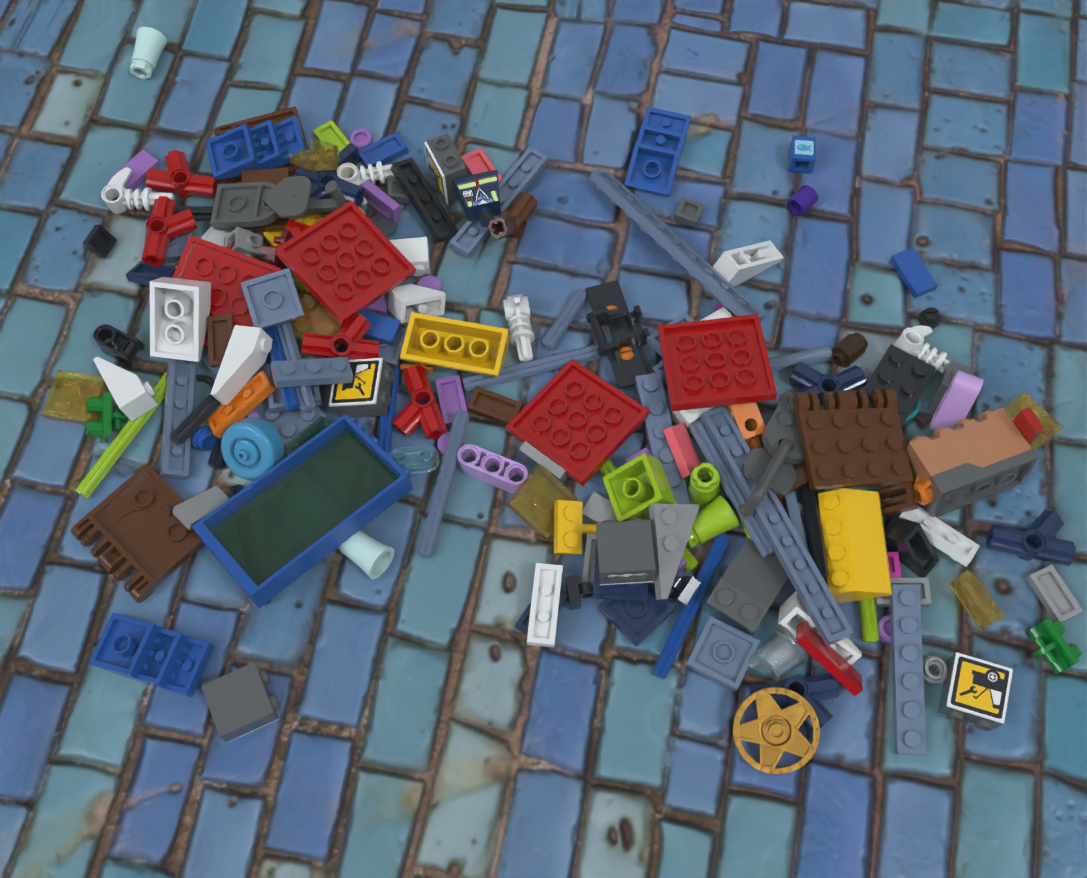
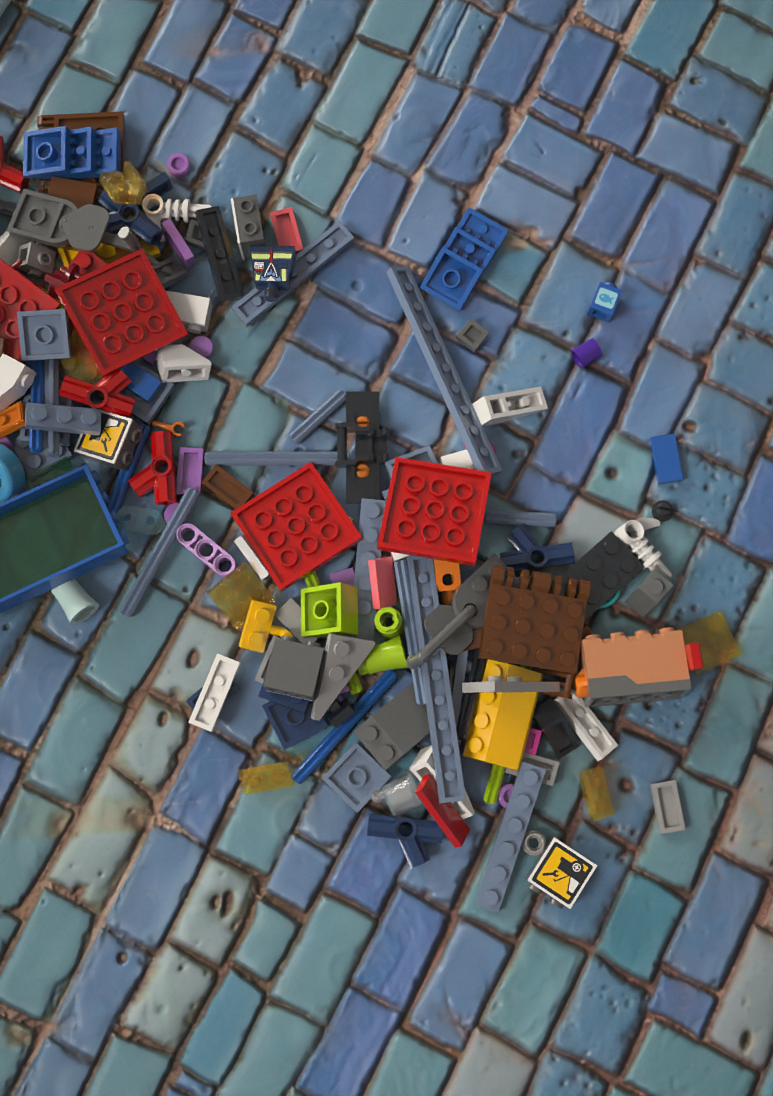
camera: 15 degrees right, 15 degrees up
(331, 134) = (150, 158): lime tile -> none
(383, 150) = (196, 184): blue tile -> none
(455, 344) = (205, 422): yellow slope -> none
(515, 219) = (298, 300): reddish brown piece -> none
(518, 317) = (273, 397): white piece -> none
(577, 591) = (246, 687): black tile -> none
(626, 678) = (266, 777): none -> clear yellow bracket
(776, 730) = (376, 857): pearl gold wheel -> none
(849, 349) = (572, 523): dark brown brick -> none
(851, 505) = (513, 684): none -> light grey wing
(956, 400) = (644, 610): lavender beam -> none
(1038, 534) = (677, 750): dark blue piece -> none
(1052, 646) = (643, 854): green hips -> none

